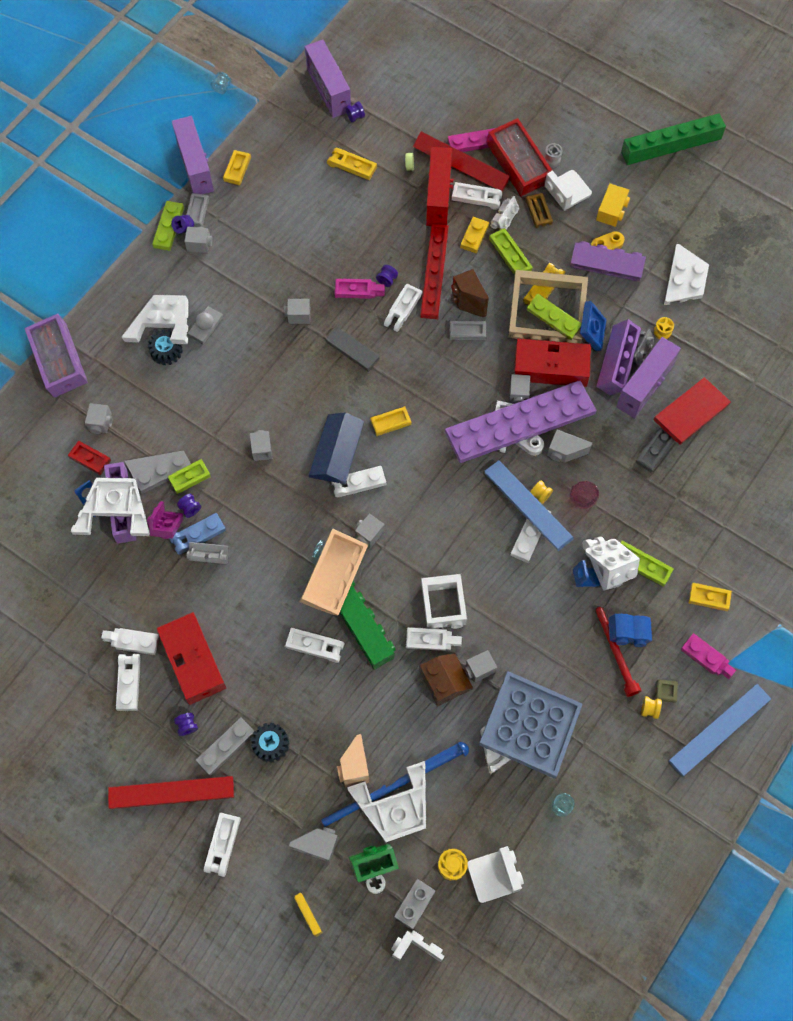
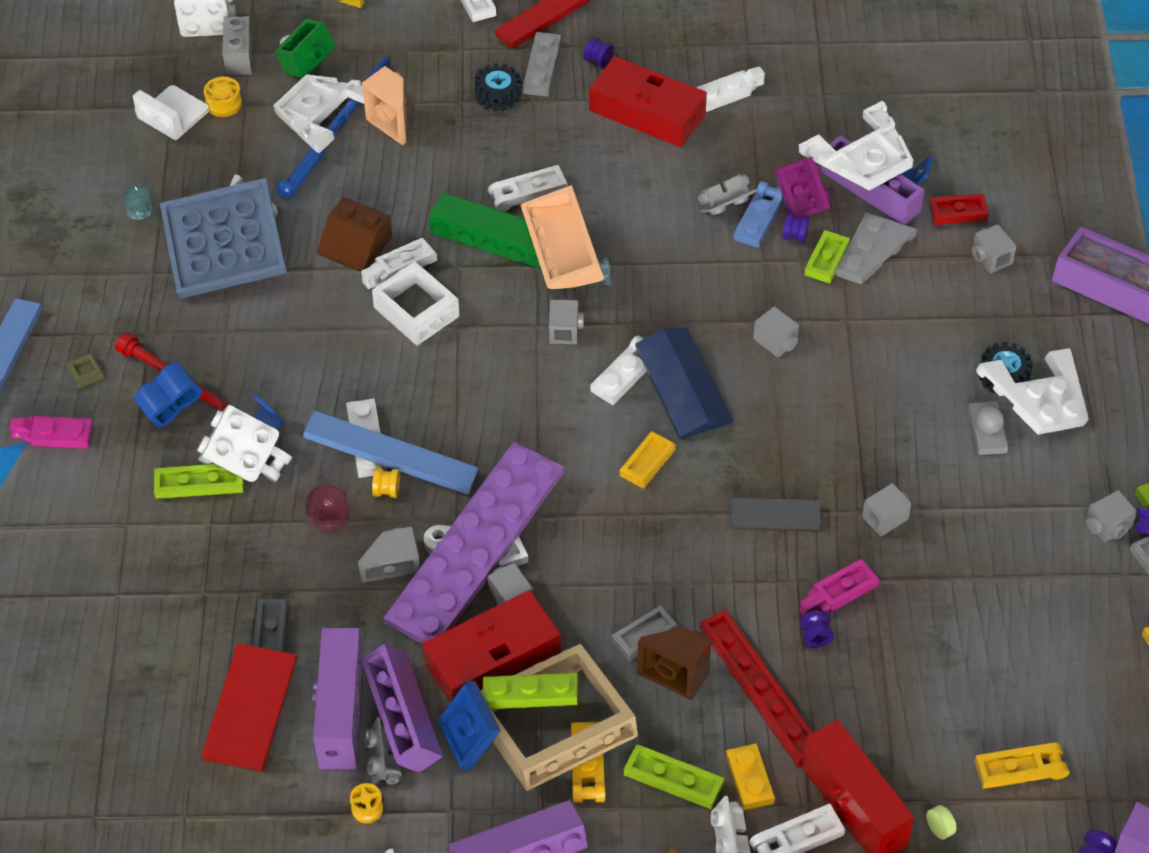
camera: 145 degrees right, 15 degrees down
(128, 683) = (694, 56): white plate -> none
(316, 844) = (377, 37): light grey slope -> none
(403, 306) = (758, 607): white hinge -> none
(480, 666) = (322, 267): light grey brick -> none
(651, 707) = (92, 337): yellow wheel -> none
(710, 596) = (88, 492): yellow plate -> none

